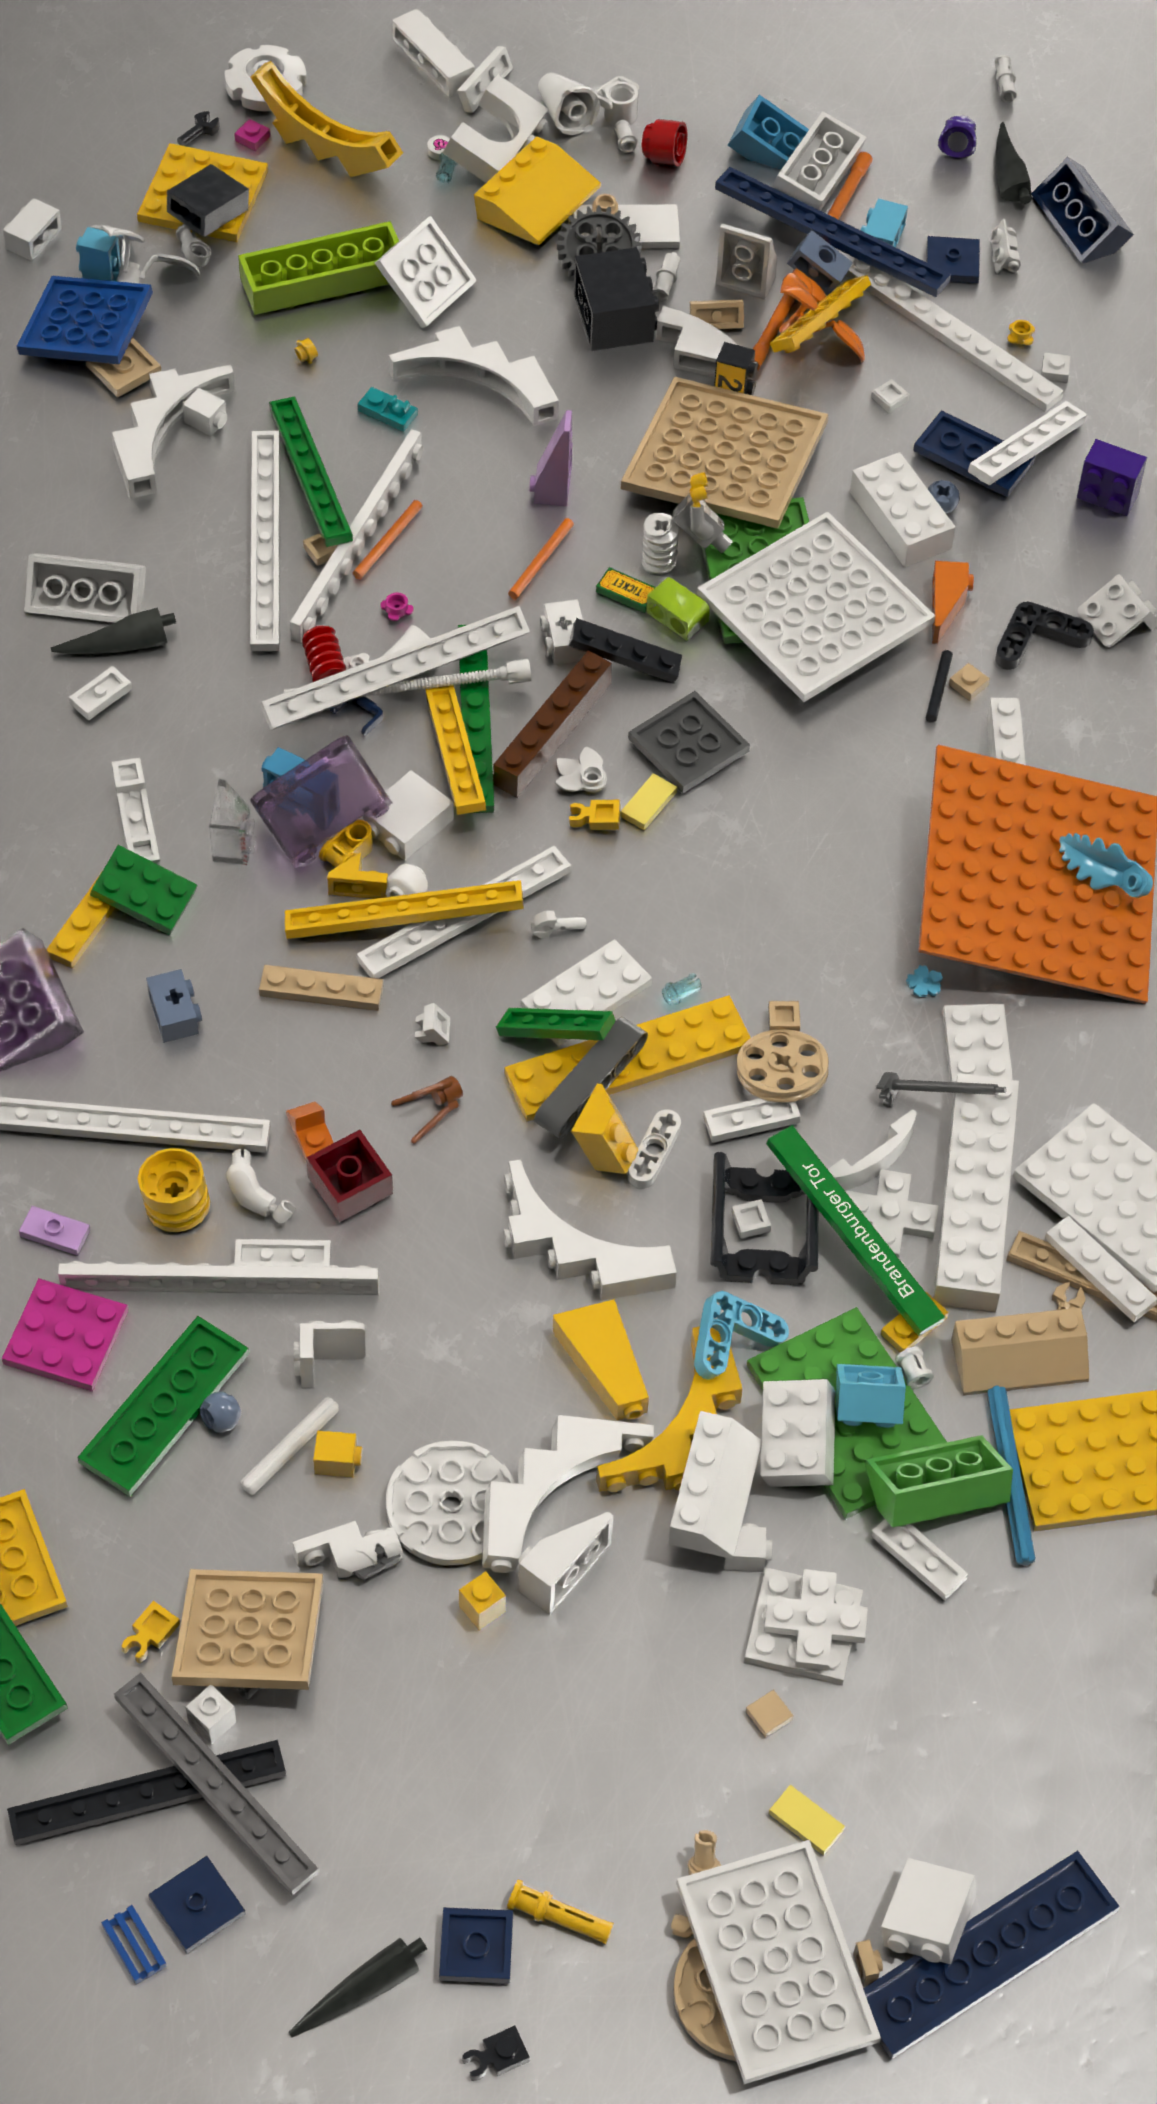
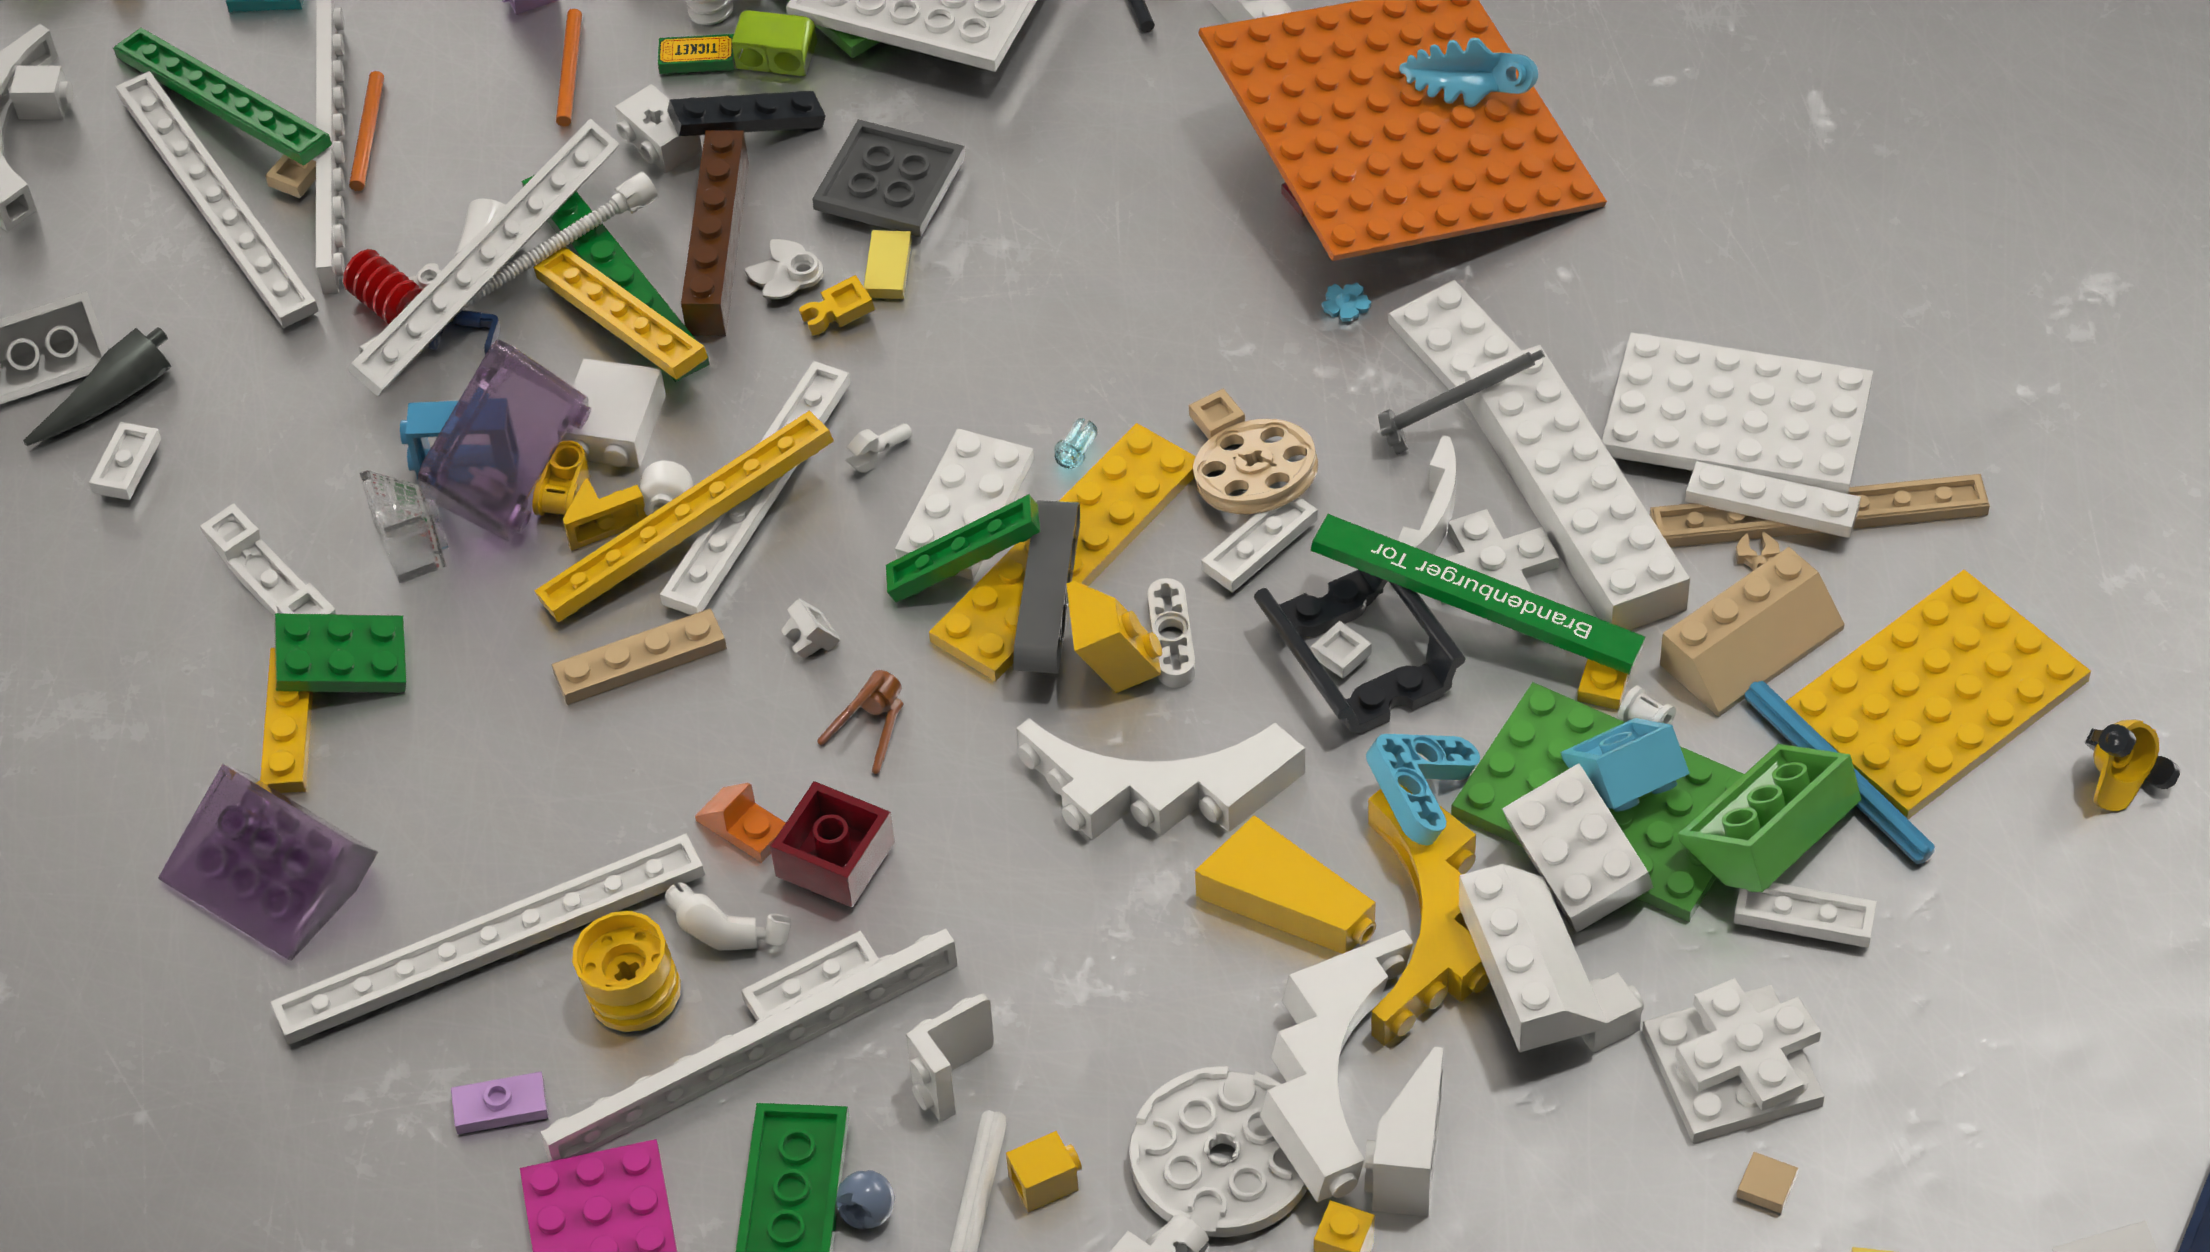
camera: 25 degrees left, 5 degrees down
(173, 1005) = (470, 765): sand blue brick -> none
(396, 606) = (431, 195): dark pink plate -> none

